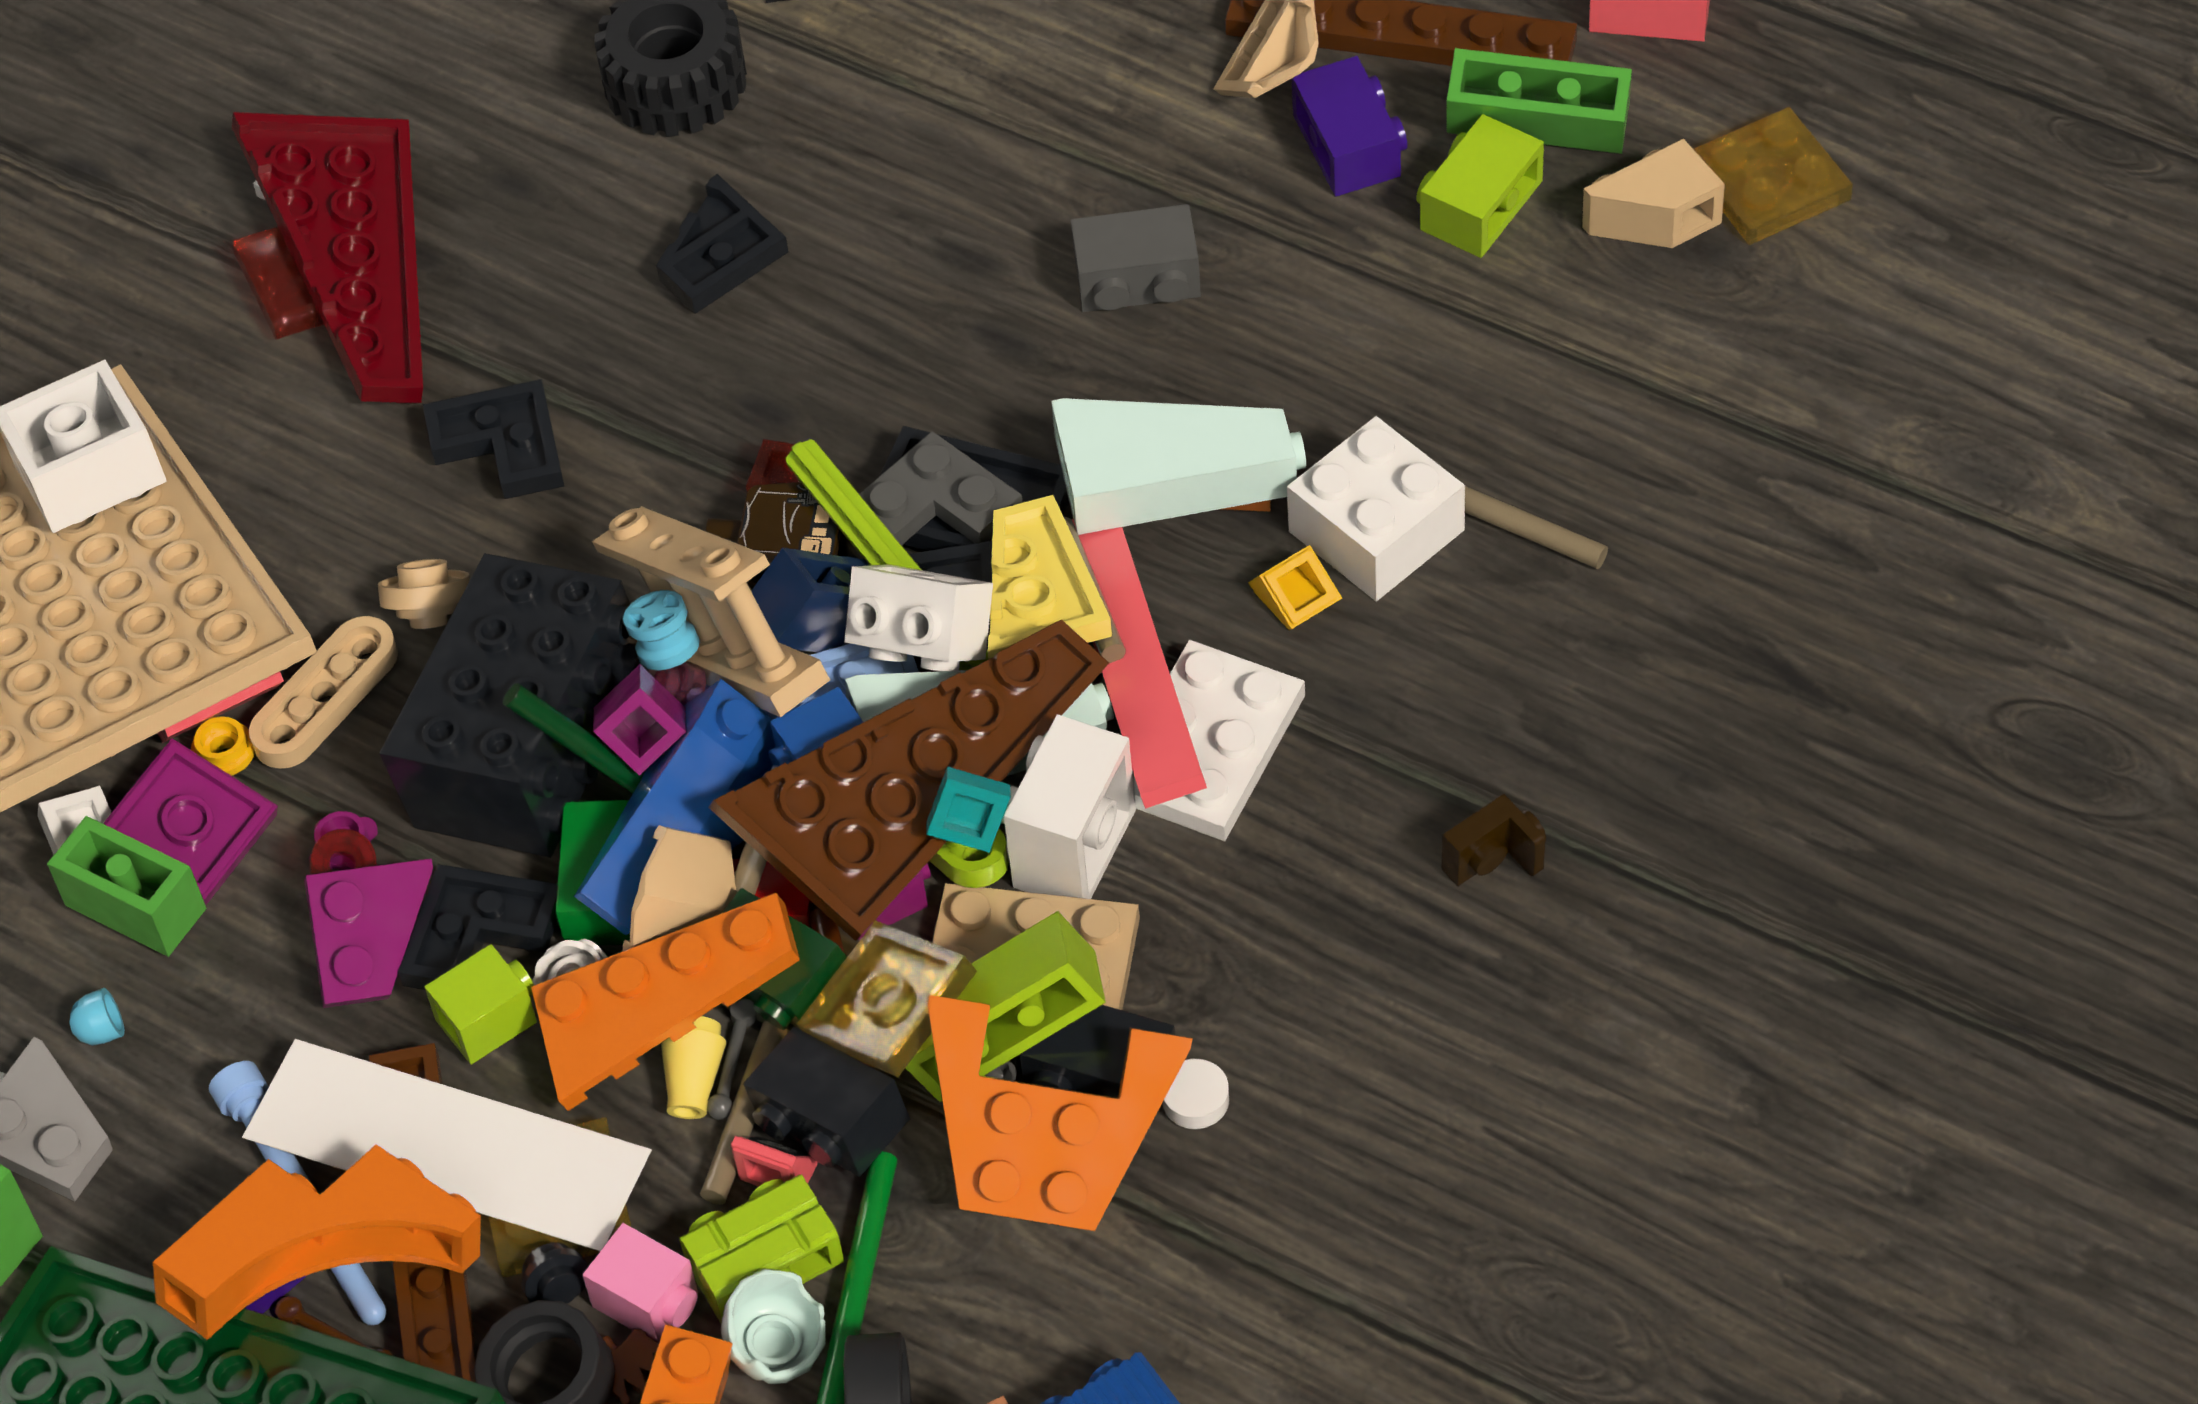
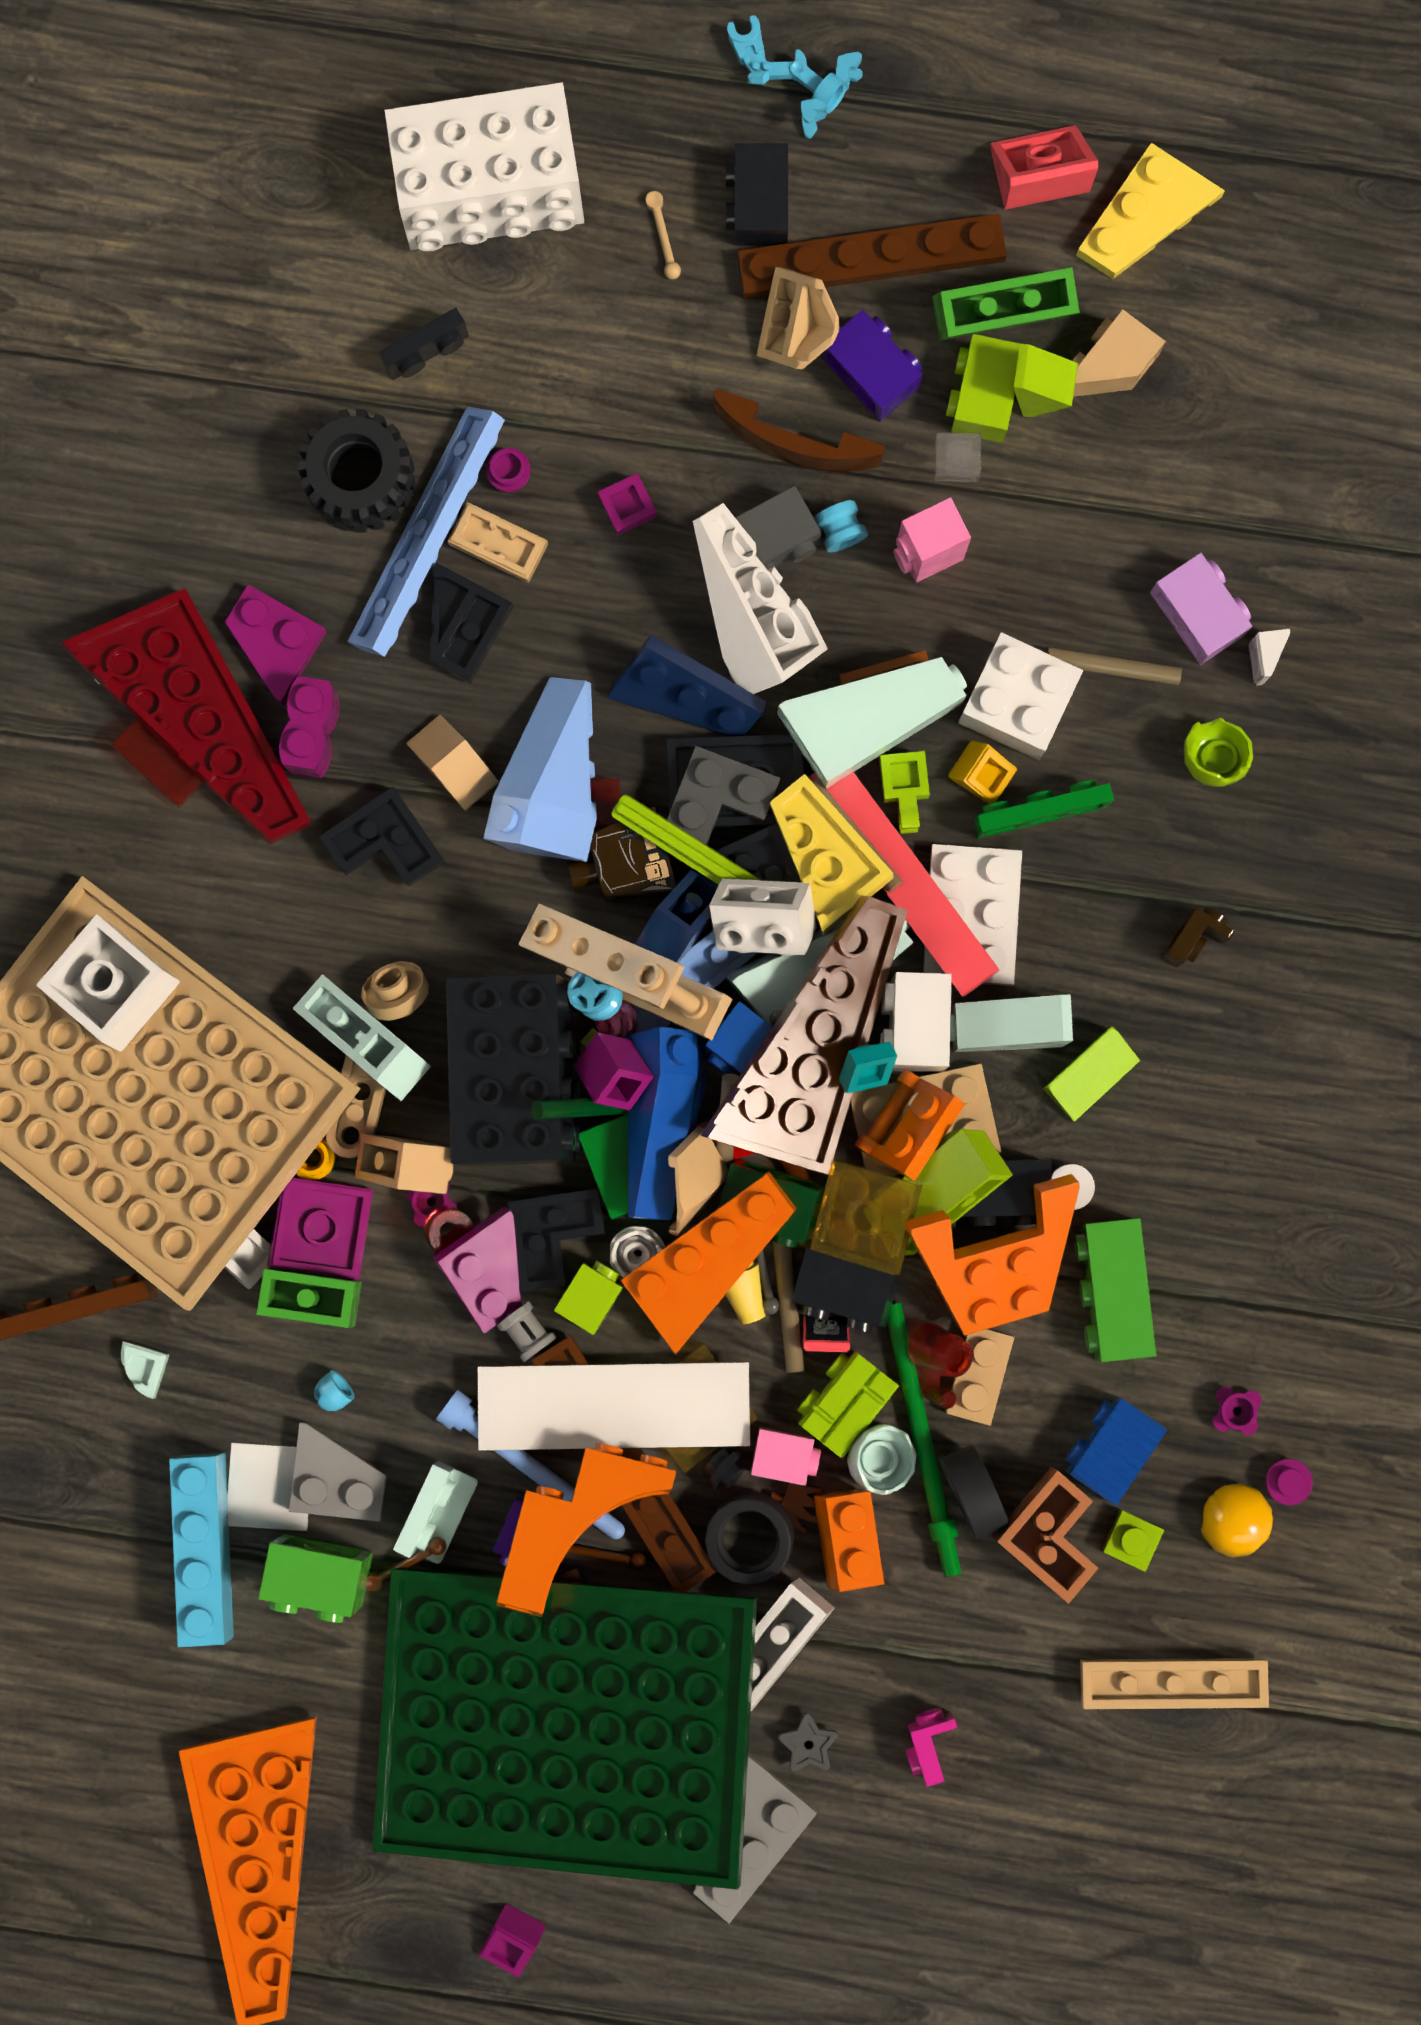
camera: 25 degrees left, 30 degrees up
(123, 1236) = (375, 1579): none -> reddish brown hinge
(142, 1191) = (436, 1510): none -> light aqua bracket
(328, 761) = (404, 1163): none -> tan brick
(356, 617) = (361, 1037): none -> light aqua slope
(380, 1024) = (524, 1317): none -> light grey bush
(474, 292) = (313, 715): none -> magenta brick
(487, 206) = (274, 639): none -> magenta wing
(631, 389) = (453, 762): none -> tan slope
(704, 158) = (426, 531): none -> light blue plate
(719, 437) = (546, 788): none -> light blue wedge
(802, 180) = (497, 542): none -> tan plate
(853, 114) = (508, 470): none -> magenta plate
(908, 1224) = (939, 1354): none -> clear red piece
(949, 377) = (686, 690): none -> dark blue wing
(962, 1284) = (981, 1384): none -> tan plate
(978, 184) = (627, 504): none -> magenta plate
(1001, 912) = (919, 1129): none -> orange plate
(1069, 308) = (757, 624): none -> white wedge
(1182, 562) = (905, 782): none -> lime plate
(1197, 1230) = (1115, 1290): none -> bright green brick
(1198, 860) = (1012, 1024): none -> light aqua slope
(1231, 273) = (841, 526): none -> medium azure wheel
(1269, 206) = (850, 456): none -> reddish brown slope
(1282, 962) = (1092, 1074): none -> lime slope
(1333, 304) = (931, 541): none -> bright pink brick
(1351, 642) = (1043, 808): none -> green plate
(1414, 252) = (957, 457): none -> clear plate
(1542, 175) = (1043, 381): none -> lime slope
(1610, 644) = (1217, 753): none -> lime hair
(1659, 484) = (1202, 608): none -> lavender brick
(1729, 555) = (1265, 652): none -> white slope
(1765, 67) = (1147, 208): none -> light yellow wing
(1774, 175) = (1182, 304): clear yellow plate -> none

